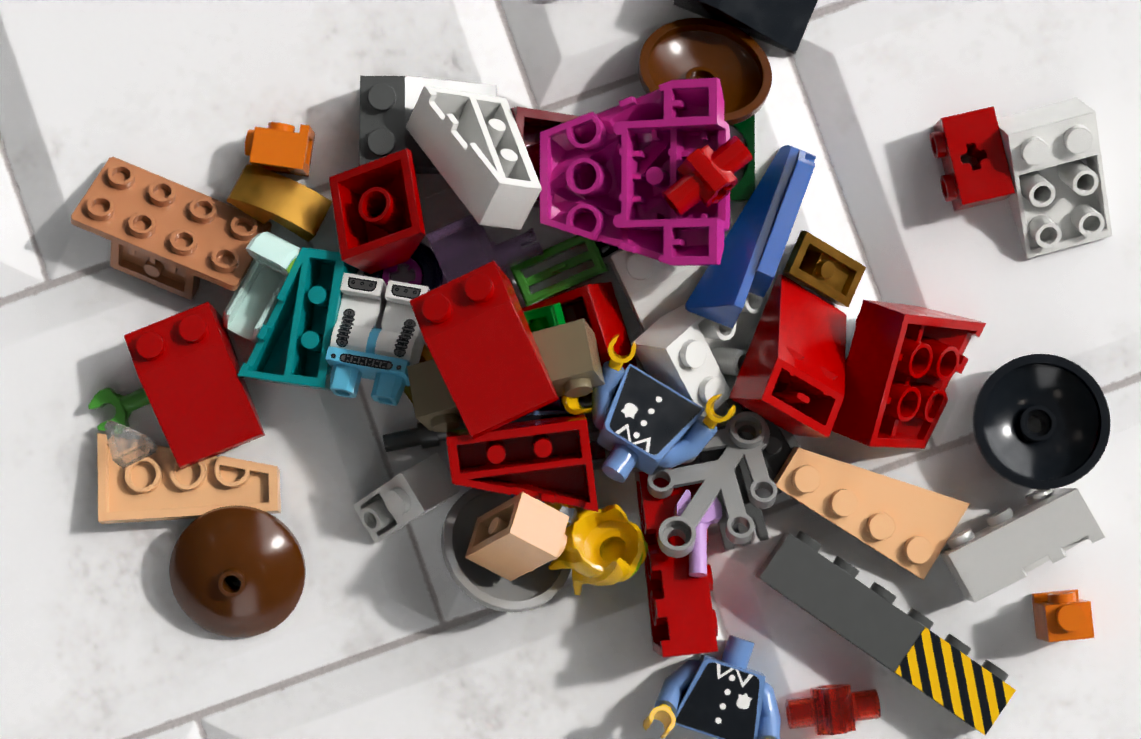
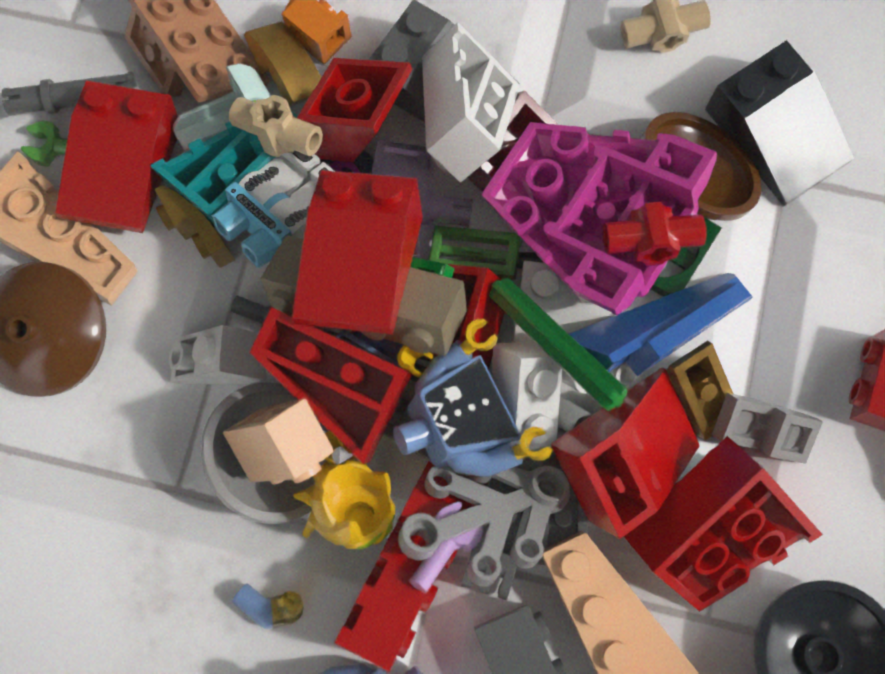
camera: 35 degrees right, 10 degrees down
(101, 354) = (53, 96): none -> dark grey pin
(127, 444) = (24, 168): clear slope -> none
(292, 398) = (191, 223): none -> pearl gold slope
(312, 279) = (275, 126): none -> tan axle
(588, 669) = (271, 611): none -> arm
(683, 315) = (558, 344): none -> green axle
(890, 265) = (767, 427): none -> light grey slope

